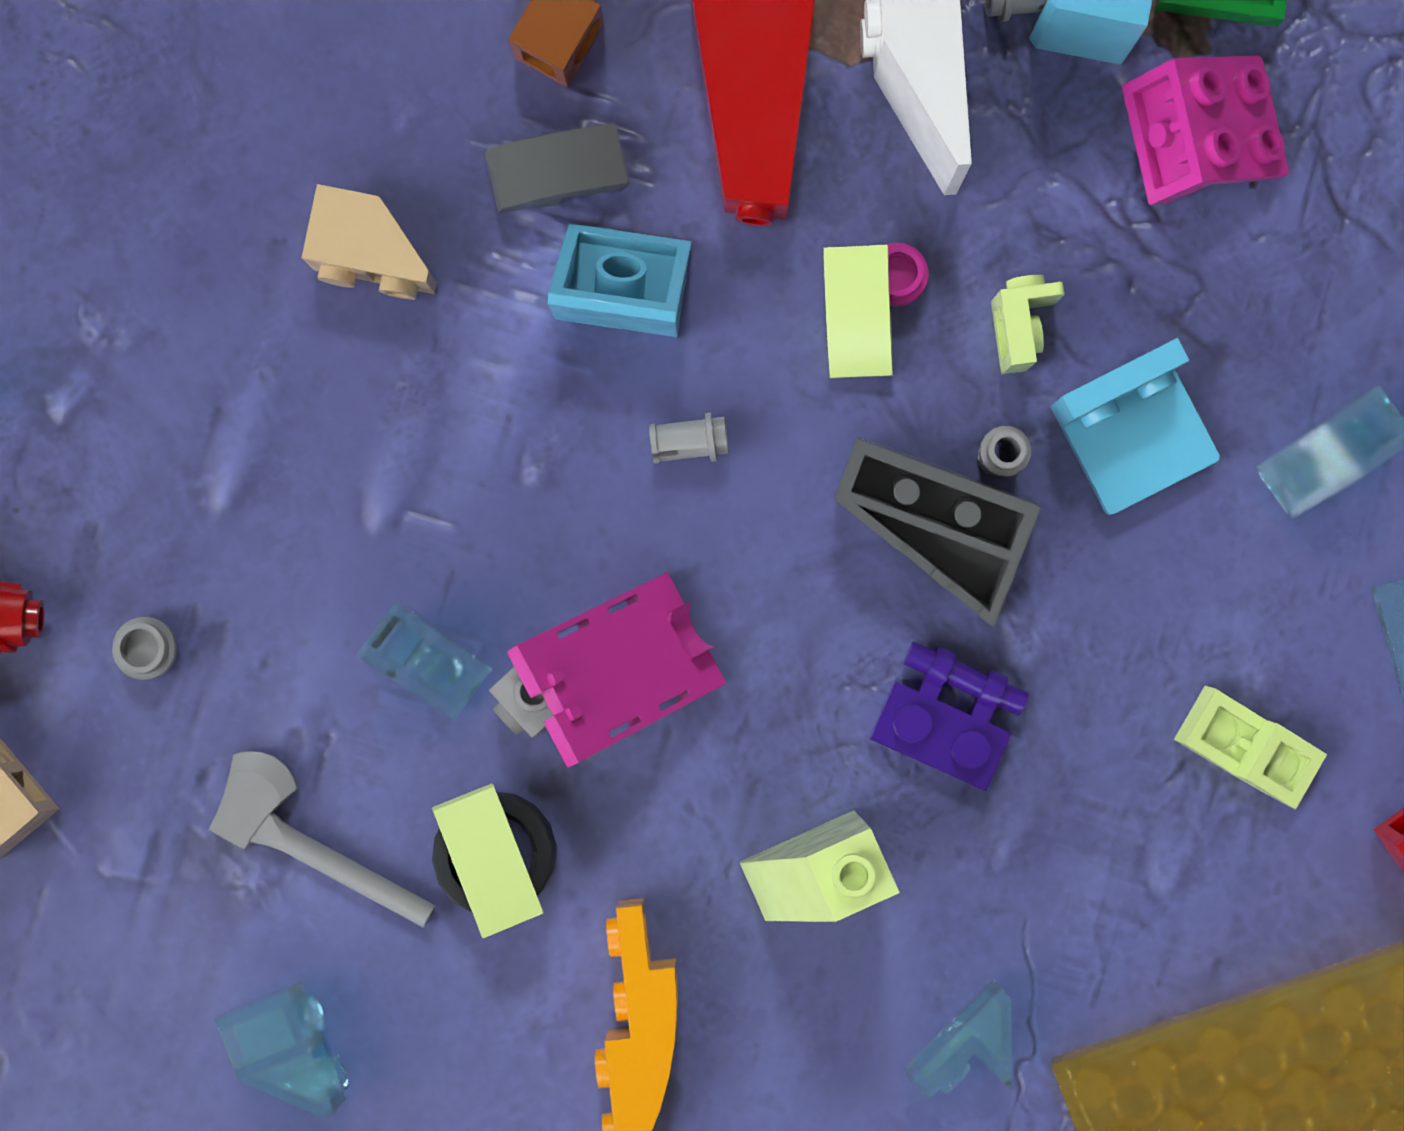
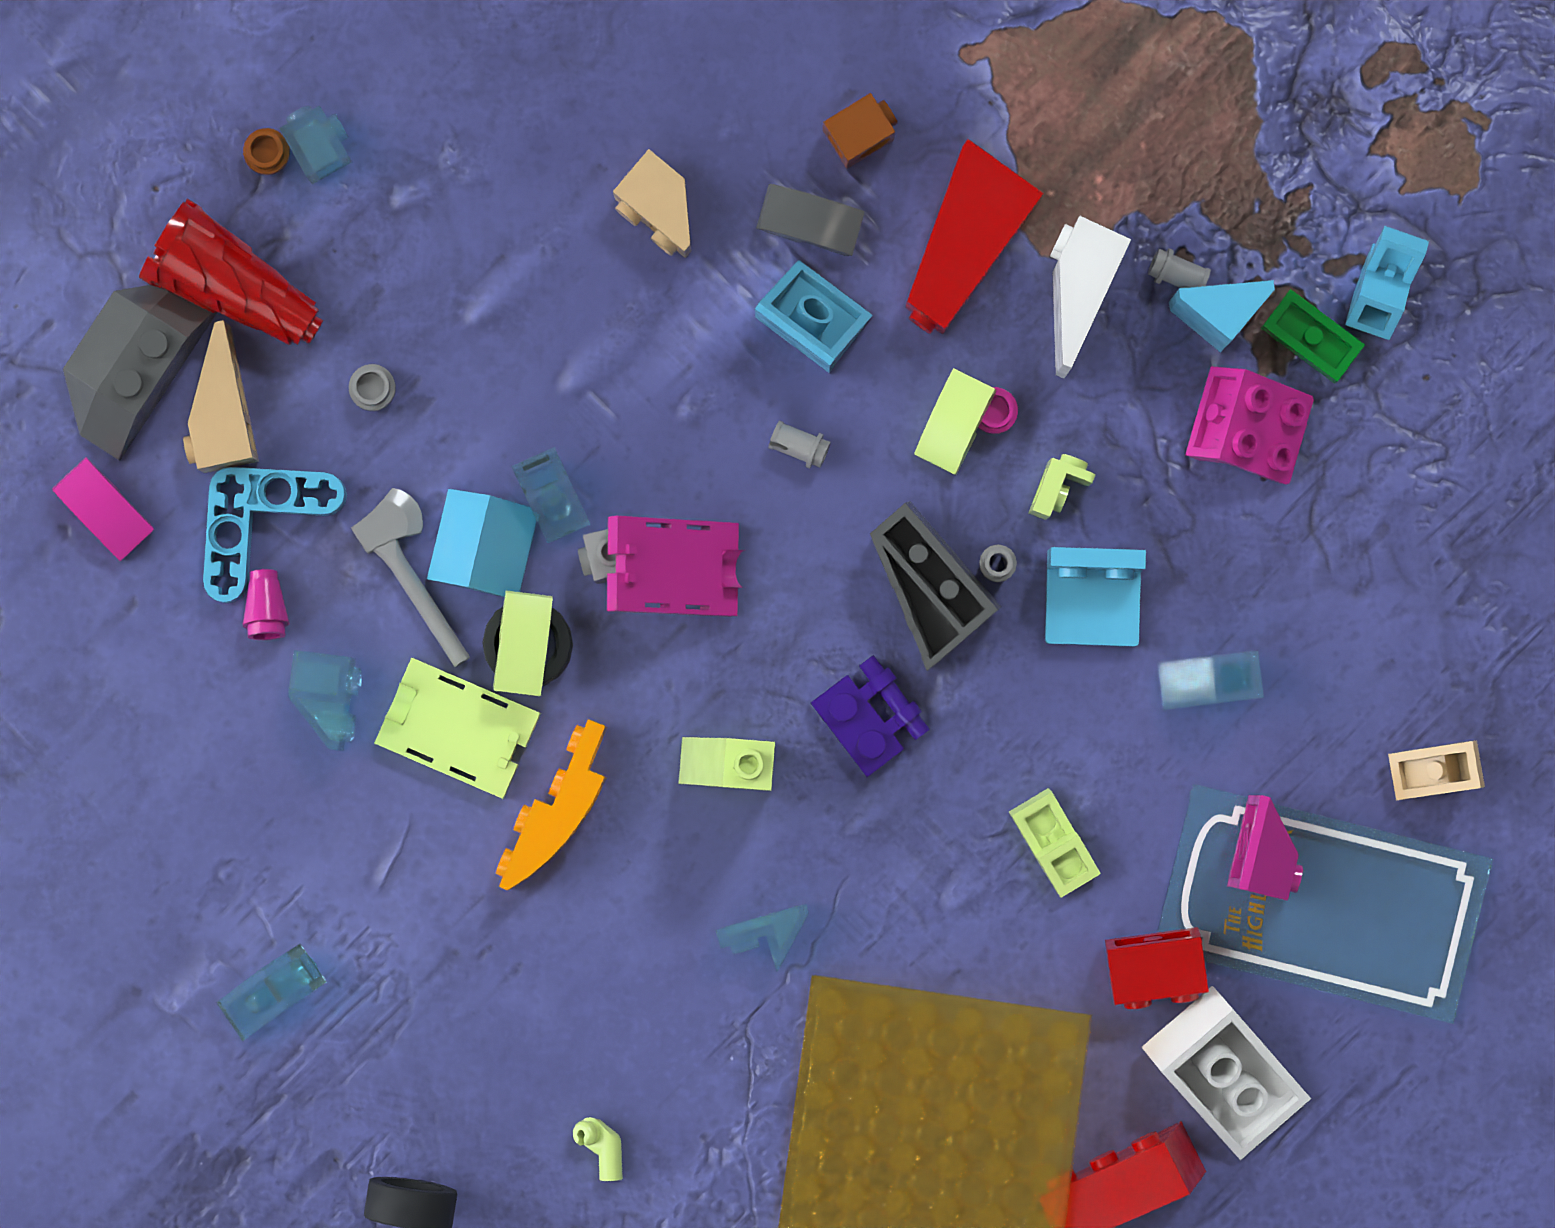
camera: 20 degrees right, 0 degrees up
(72, 861) = (255, 500): none -> medium azure beam
(156, 981) = (265, 607): none -> dark pink cone
(377, 762) = (482, 543): none -> medium azure slope
(465, 1000) = (456, 728): none -> yellowish green piece

